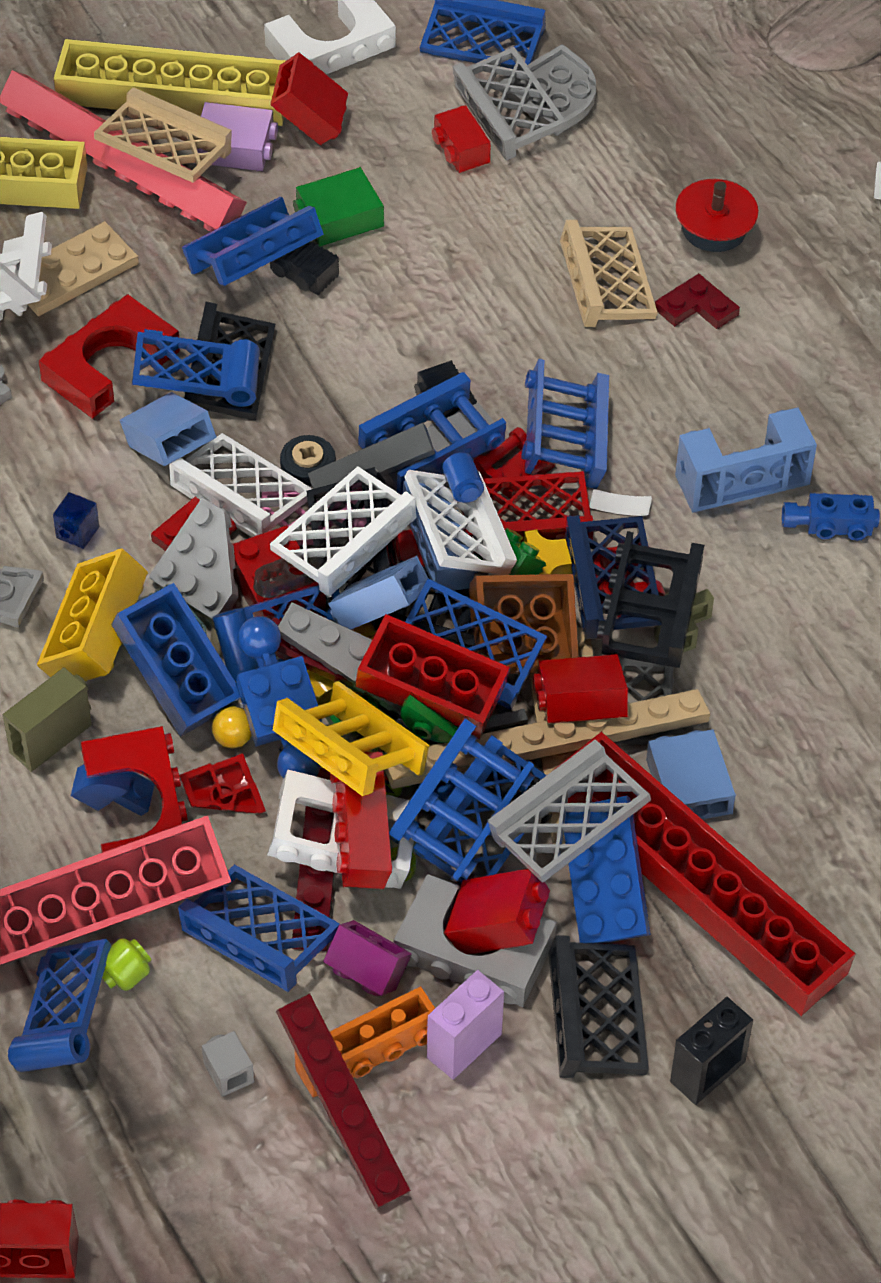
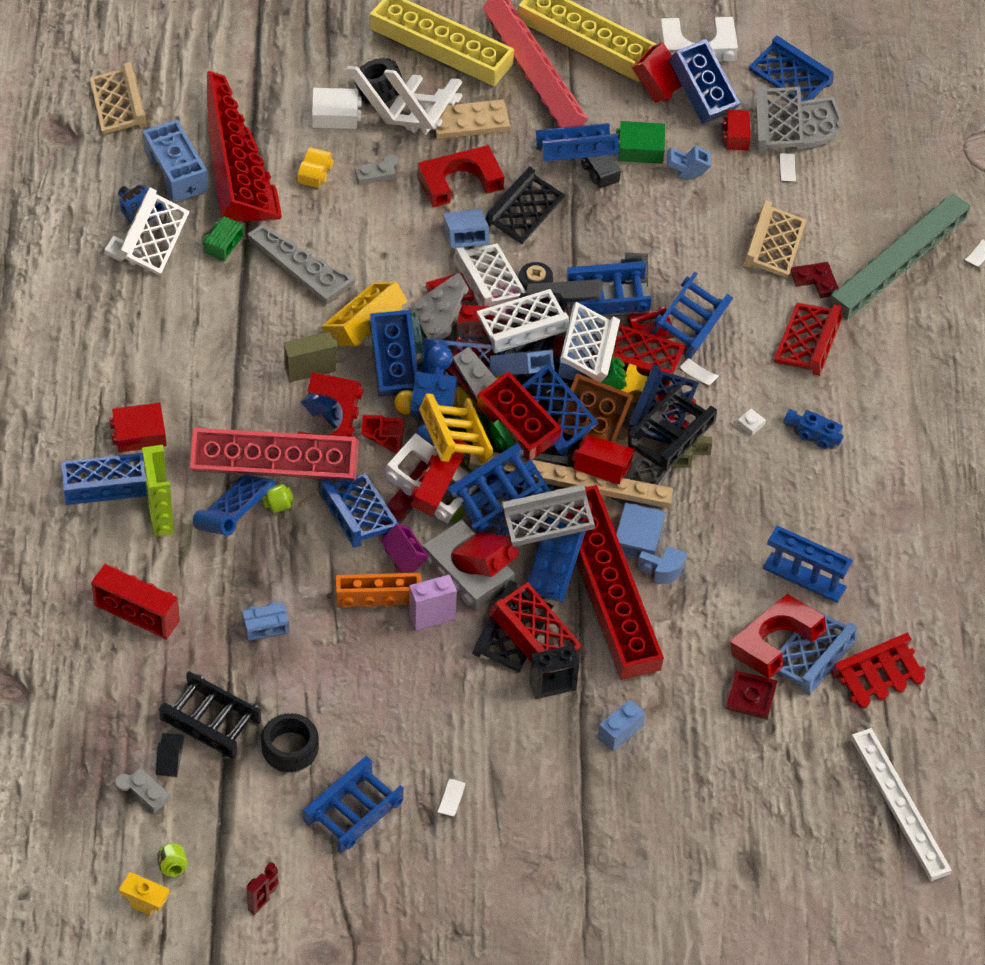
camera: 25 degrees right, 0 degrees up
(76, 520) = (388, 258): clear blue brick -> none
(171, 123) = (570, 57): tan fence -> none
(219, 1174) = (265, 621): none -> medium blue brick
(227, 1063) = (302, 570): light grey brick -> none
(237, 374) = (519, 217): blue piece -> none
(251, 134) = (606, 78): lavender brick -> none
(343, 1101) = (345, 611): dark red plate -> none
(381, 86) = (704, 81): none -> blue brick
(429, 211) = (689, 165): none -> medium blue brick
(463, 477) = (605, 318): blue brick -> none
(558, 165) = (787, 167): none -> white sticker
(630, 1014) = (525, 636): none -> red fence
(716, 214) = (857, 230): red piece -> none
(720, 480) = (796, 386): medium blue plate -> none
(739, 544) = (751, 422): none -> white plate
(758, 815) = (664, 569): none -> medium blue brick
(763, 375) = (823, 345): none -> red fence
(789, 229) = (900, 255): none -> sand green brick
(851, 1087) = (621, 725): none -> medium blue brick

